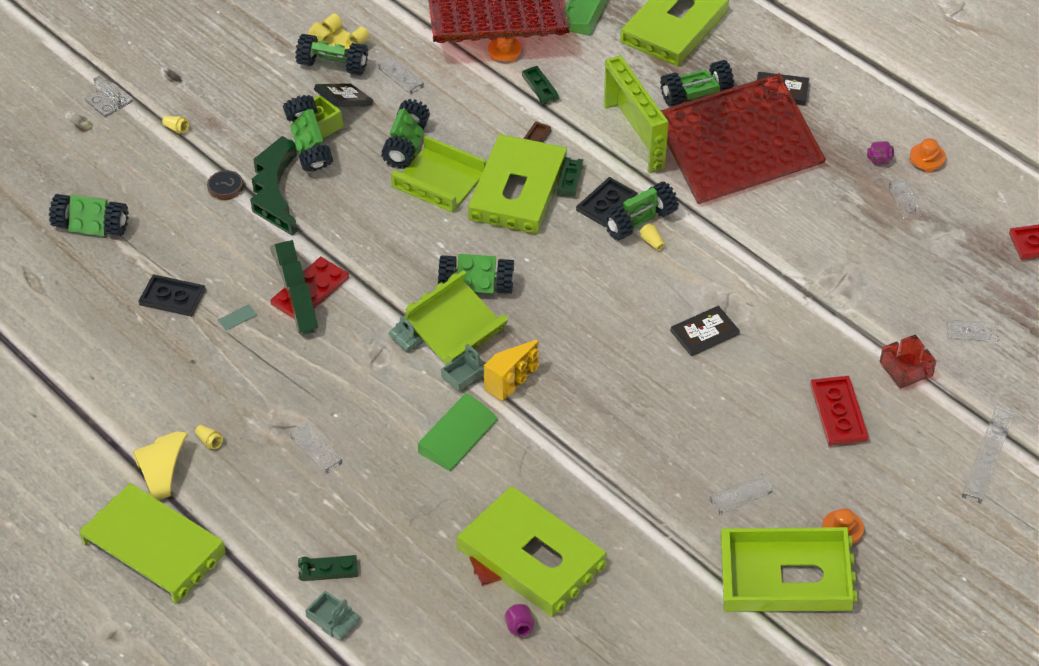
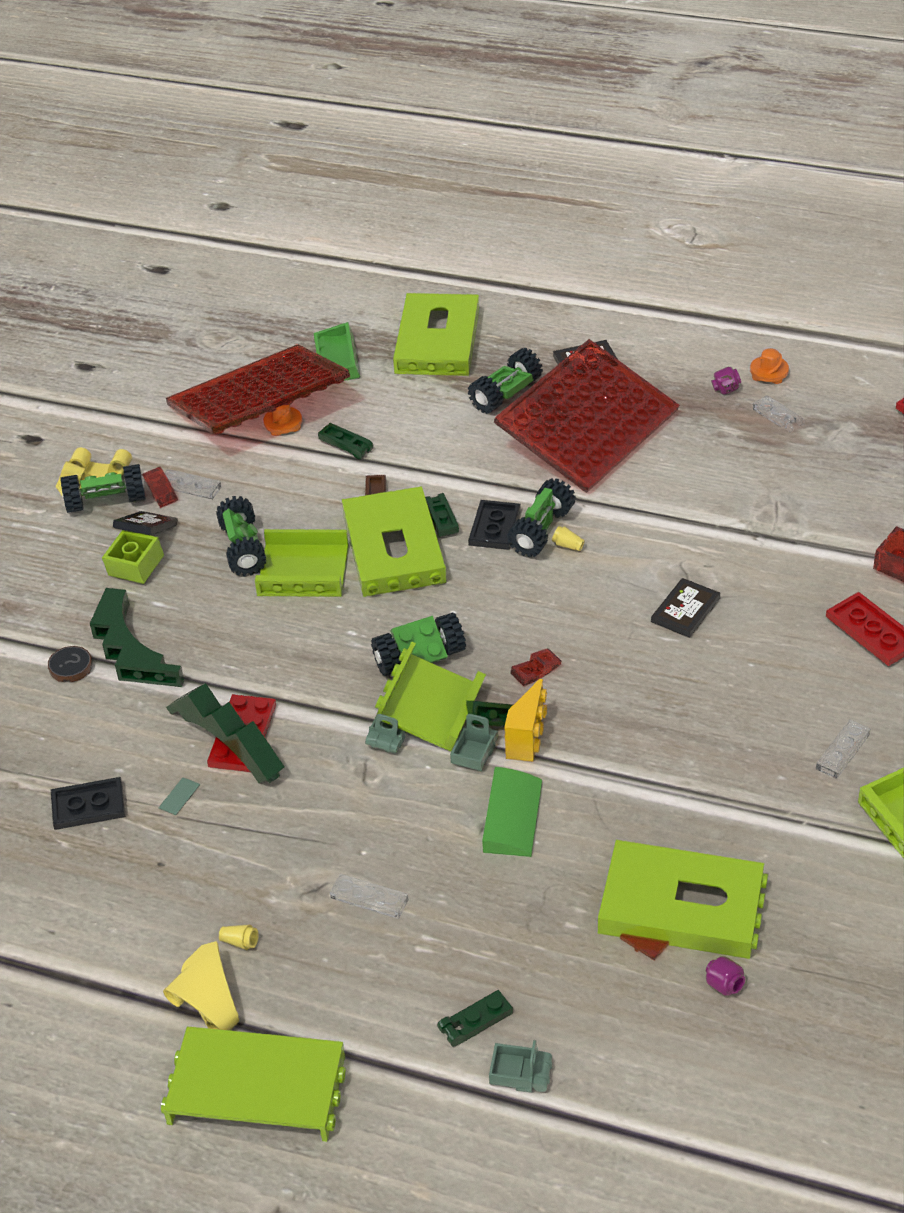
camera: 25 degrees left, 5 degrees down
(307, 133) = (137, 572): plate -> none
(376, 69) = (160, 487): none -> clear red slope
(487, 347) = (494, 712): none -> dark green slope
(556, 330) = (537, 667): none -> clear red slope
(627, 92) = (474, 422): lime panel -> none

